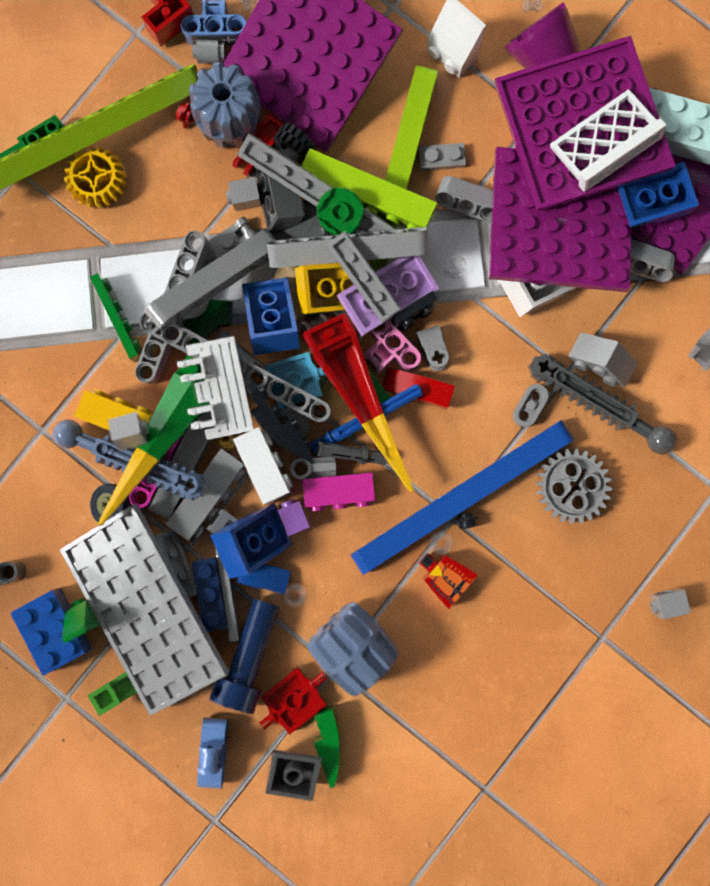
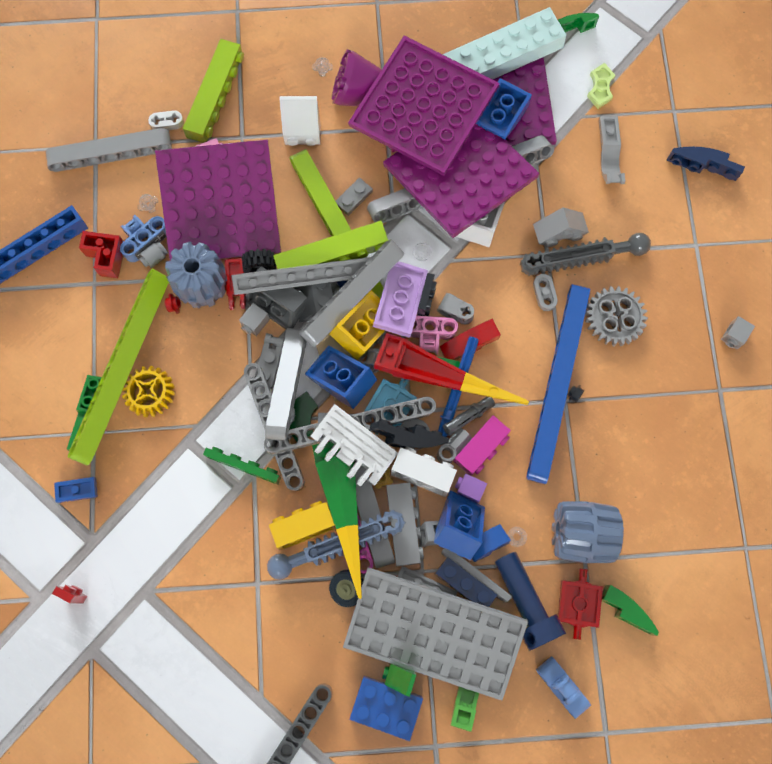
camera: 40 degrees left, 10 degrees down
(128, 431) = (323, 522): light grey brick -> none
(293, 775) = (626, 649): dark grey slope -> none
(340, 210) = (328, 274): green tile -> none
(363, 276) = (379, 299): light grey tile -> none
(446, 578) = (598, 439): torso -> none
(448, 542) = (578, 419): clear plate -> none
(623, 151) = (461, 107): white fence -> none

